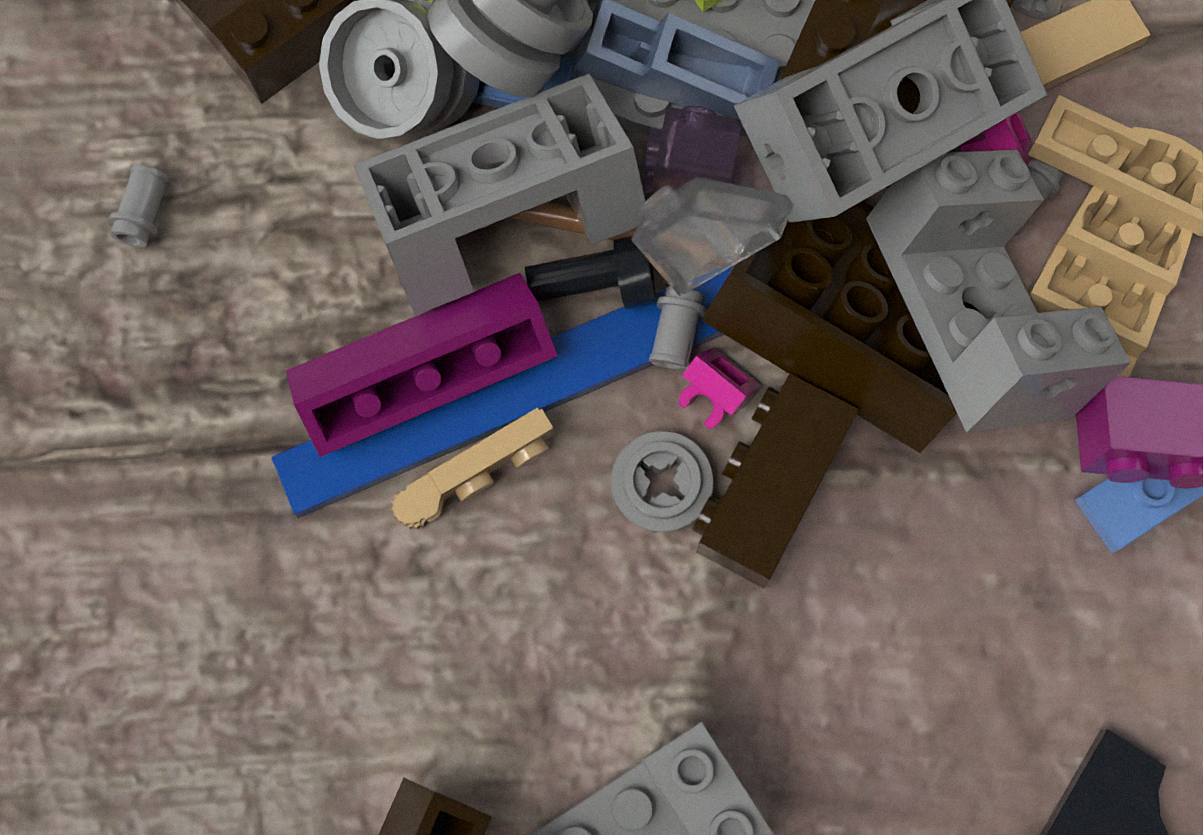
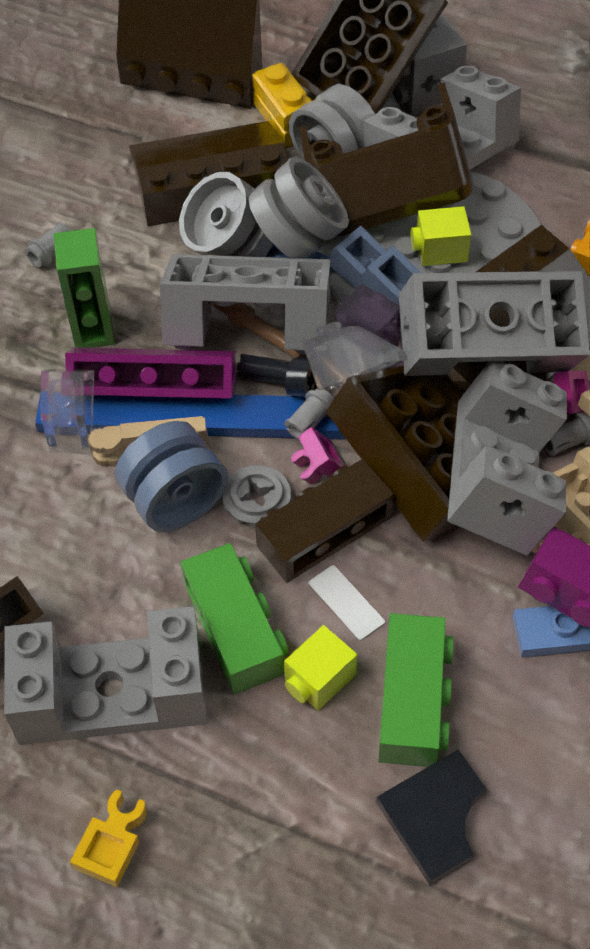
camera: 25 degrees right, 20 degrees down
(256, 278) = (84, 288): none -> bright green brick
(338, 478) = (67, 409): none -> clear slope
(541, 522) = (171, 476): none -> sand blue wheel
(735, 683) = (234, 618): none -> bright green brick
(855, 579) = (346, 602): none -> white sticker
(883, 705) = (319, 668): none -> neon yellow brick
(1017, 676) = (415, 690): none -> bright green brick

